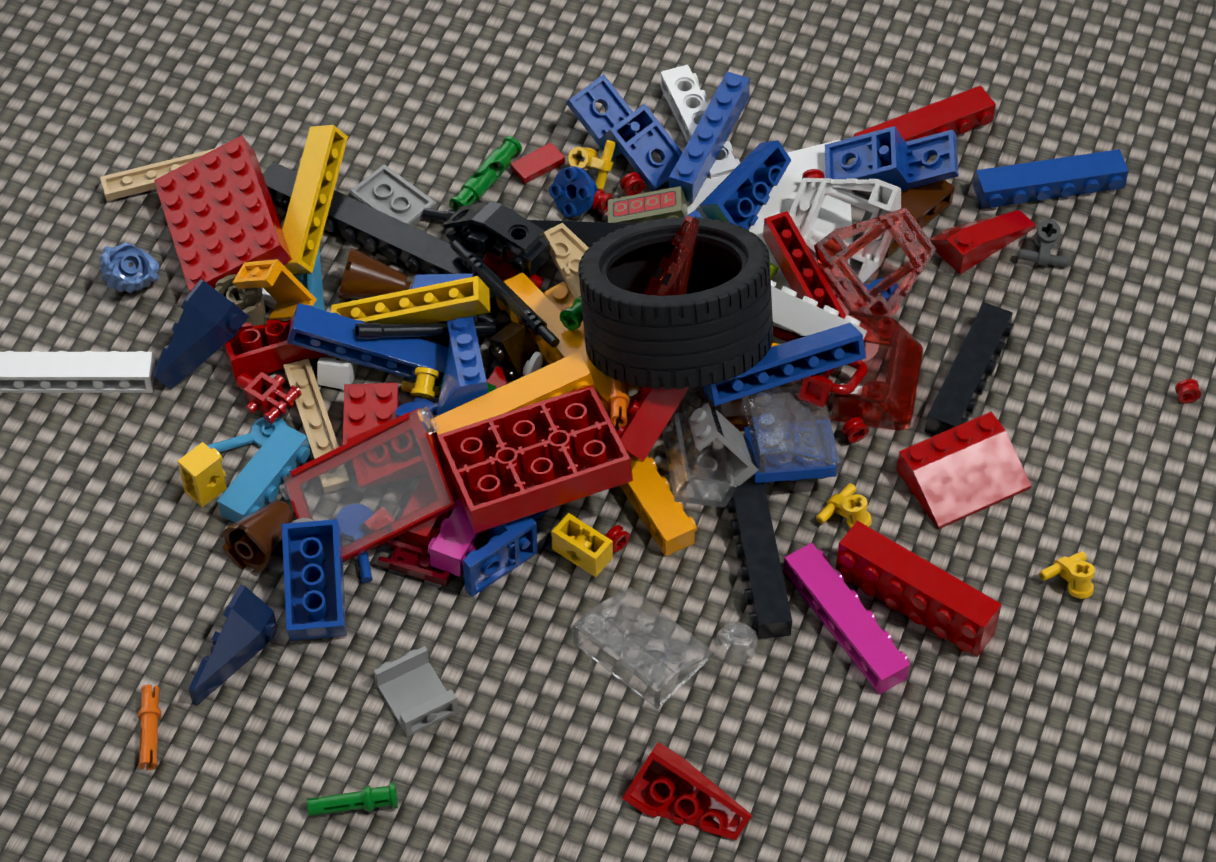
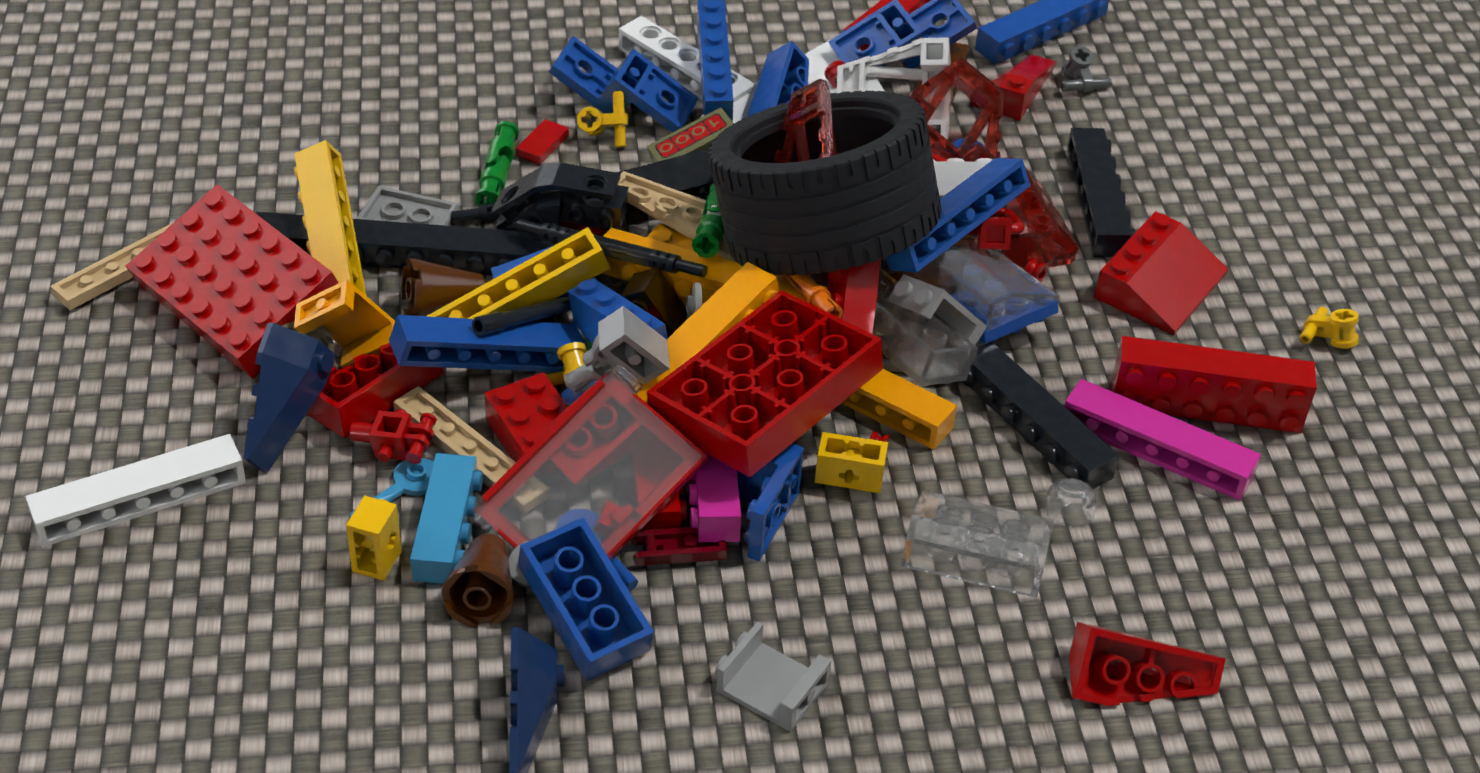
camera: 30 degrees left, 10 degrees down
(122, 277) = (158, 360): medium blue hair -> none
(335, 372) = (459, 391): white tile -> none
(441, 393) = (626, 342): none -> light grey brick
(573, 191) = (604, 147): blue plate -> none
(601, 201) = (635, 154): red bush -> none
(632, 184) = (655, 130): red bush -> none
(847, 505) = (1083, 341): yellow piece -> none
(1188, 391) = (1298, 148): red bush -> none

